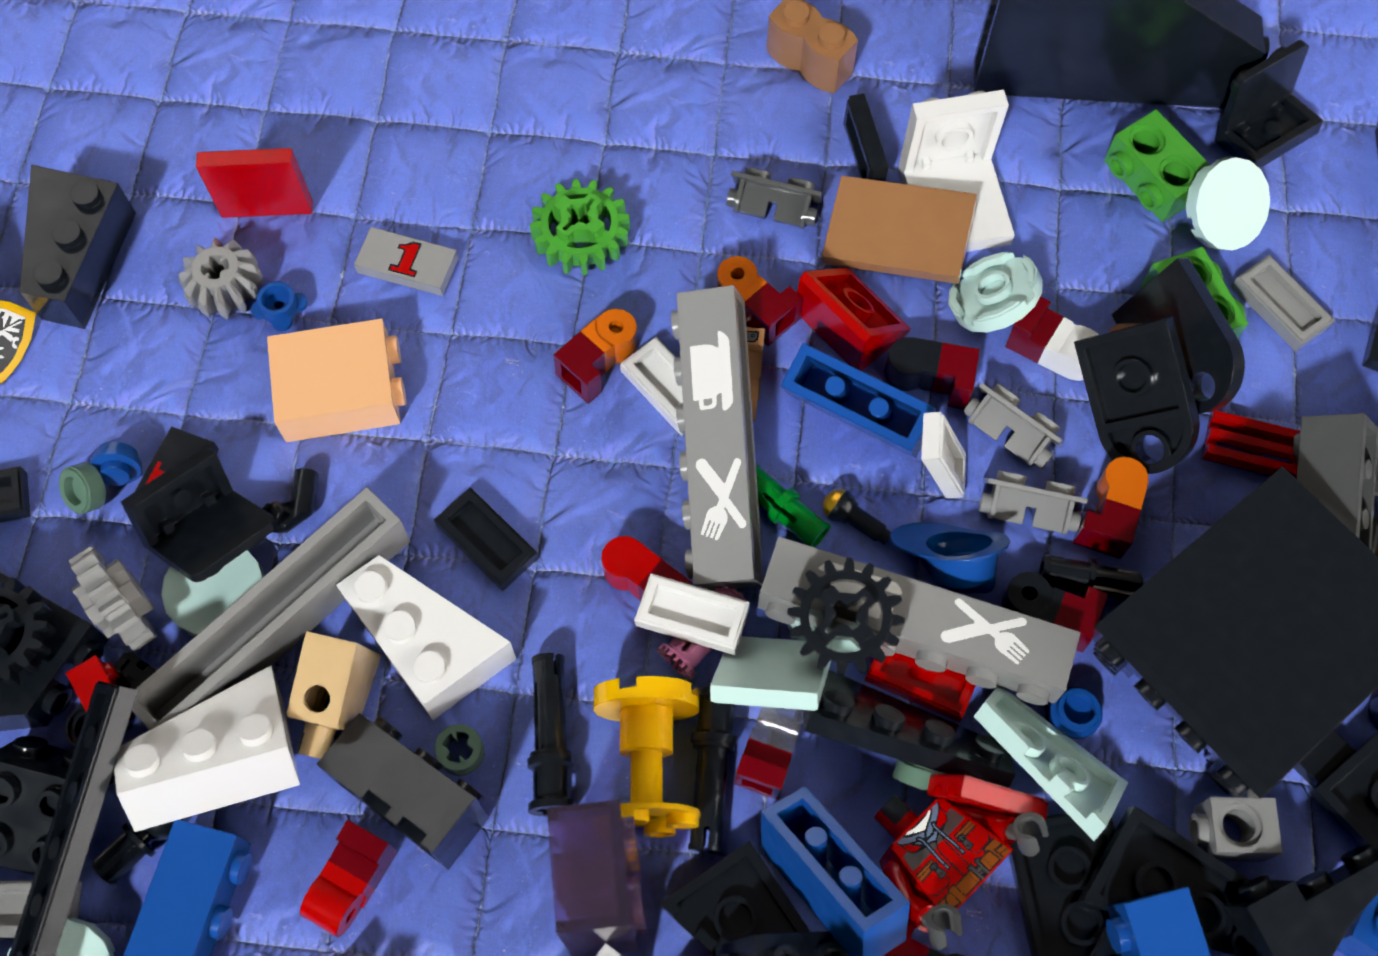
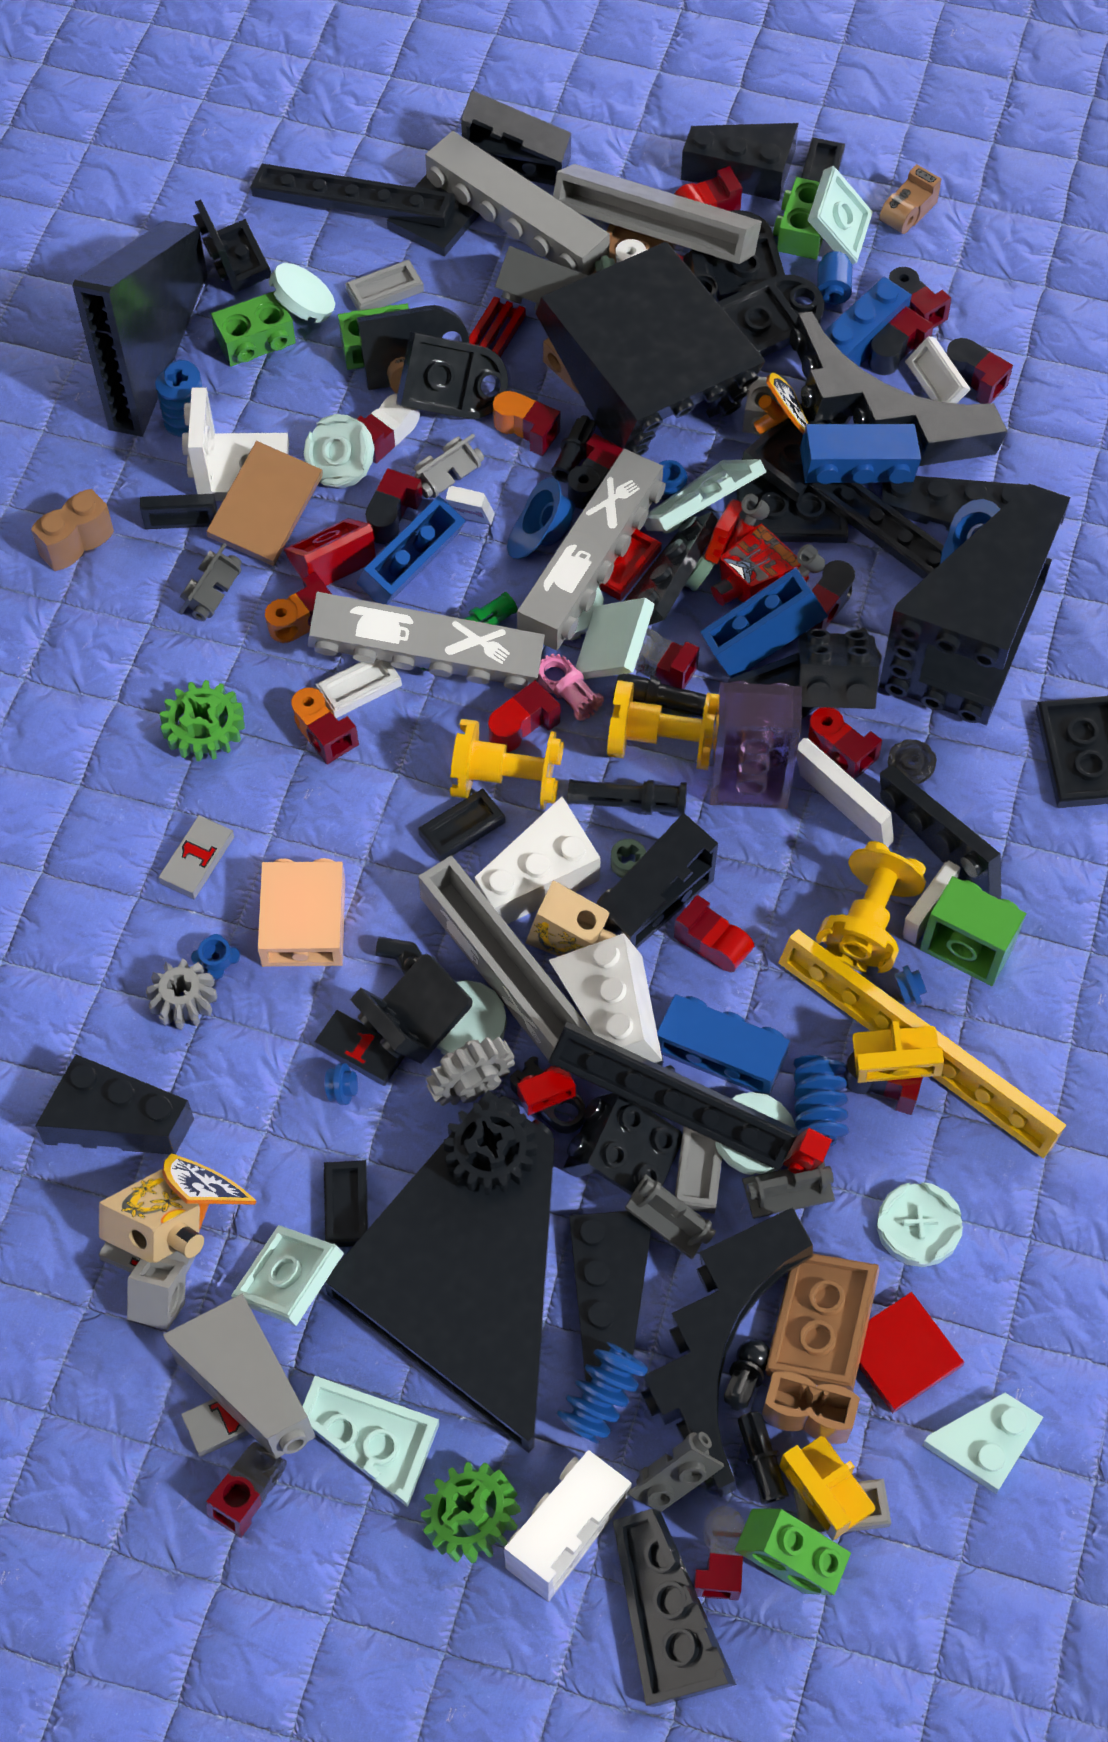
camera: 80 degrees left, 5 degrees down
(82, 488) = (357, 1109): sand green tile -> none
(254, 182) = (102, 948): red tile -> none
(555, 538) = (491, 762): none -> yellow piece
(692, 614) = (562, 679): white tile -> none
(828, 598) = (592, 571): black gear -> none
(842, 507) = (487, 586): black piece -> none
(1027, 91) = (173, 391): none -> blue piece
(1052, 506) = (514, 456): light grey hinge -> none
(1226, 851) = (776, 414): none -> shield

